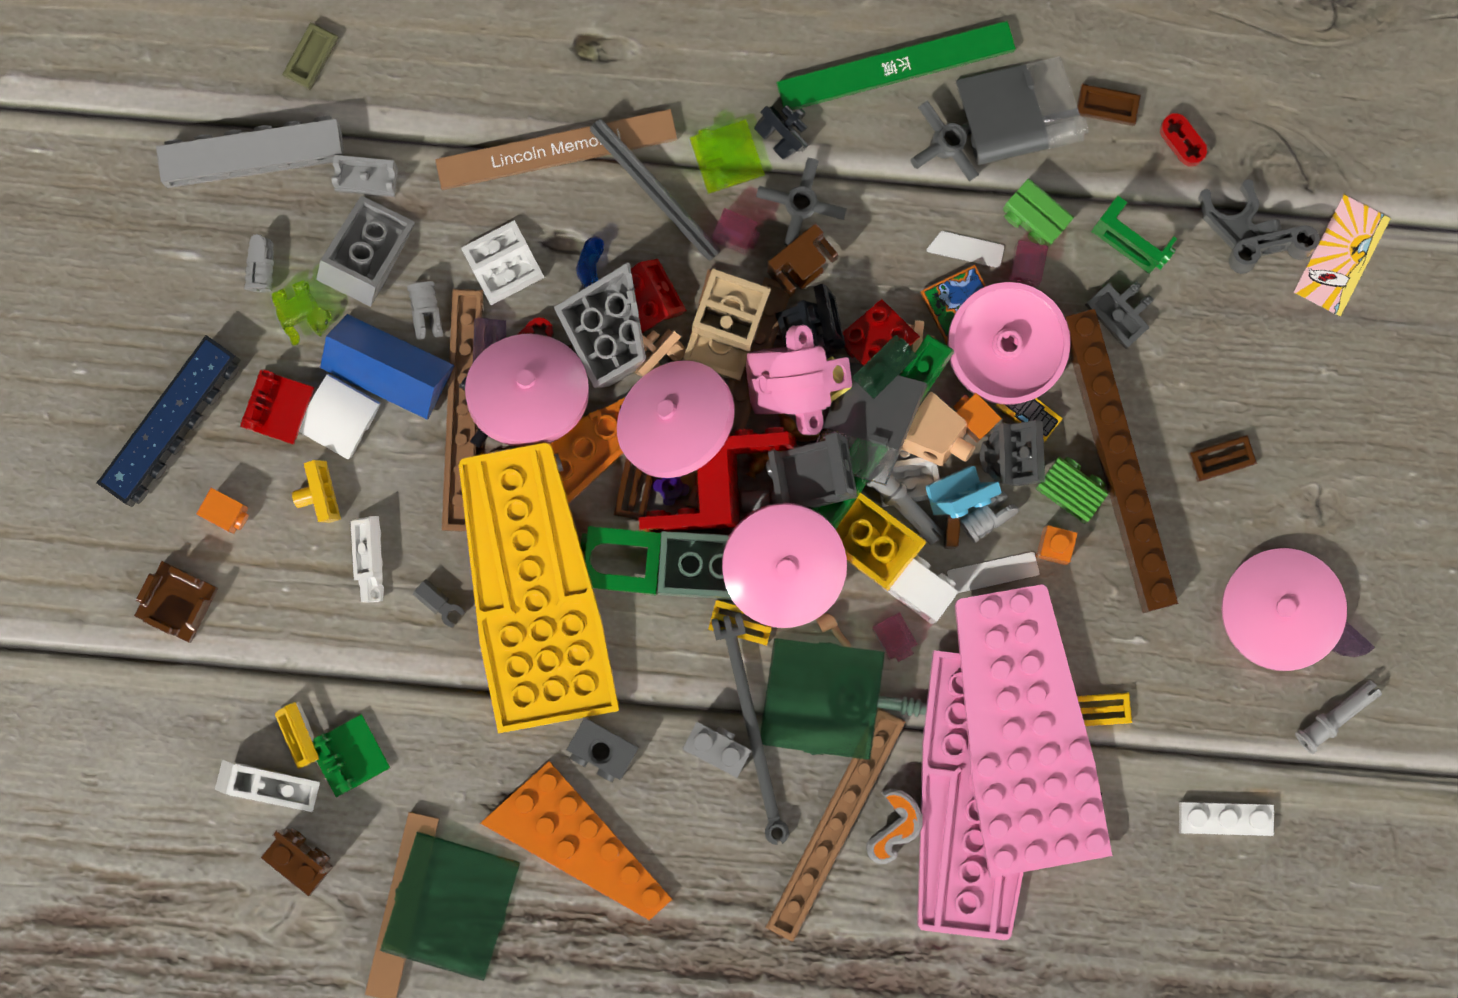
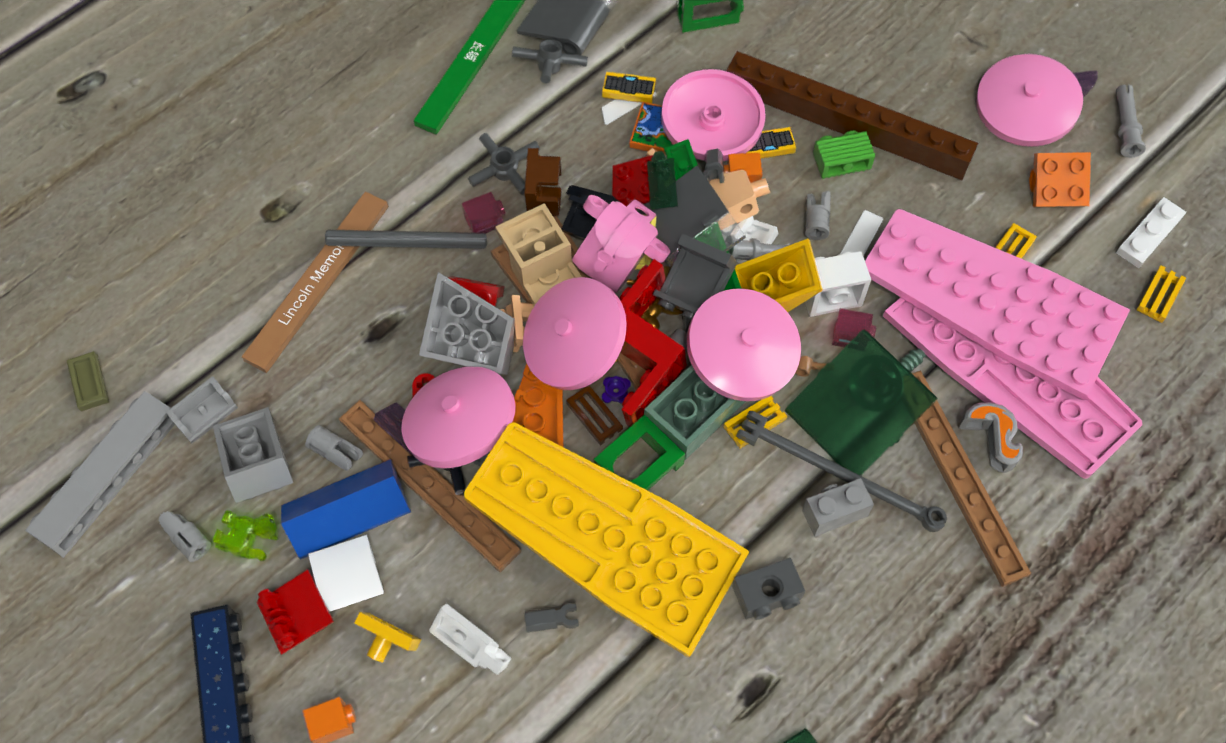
camera: 45 degrees left, 20 degrees down
(502, 262) = (354, 373): white slope -> none
(566, 832) = (810, 672): orange wing -> none
(588, 261) = (409, 317): clear blue arm -> none
(726, 156) = (429, 184): clear neon green hinge -> none
(773, 121) = (445, 134): black hips -> none
(946, 393) = (714, 165): none -> dark grey bar
(952, 532) = (816, 241): reddish brown tile -> none
(959, 492) = (786, 216): medium azure bracket -> none
(981, 238) = (629, 87): none -> tile
(1015, 453) = (790, 166): dark grey slope -> none
(1028, 263) = (668, 69): clear pink brick -> none
(1037, 214) = (644, 45): bright green brick -> none
(1056, 545) = (874, 188): orange brick -> none
(1118, 315) = (759, 48): dark grey hinge -> none
(1190, 866) = (1169, 278): none -> yellow tile
(1197, 465) = (890, 80): reddish brown tile -> none
(1209, 702) = (1060, 179): none -> orange plate

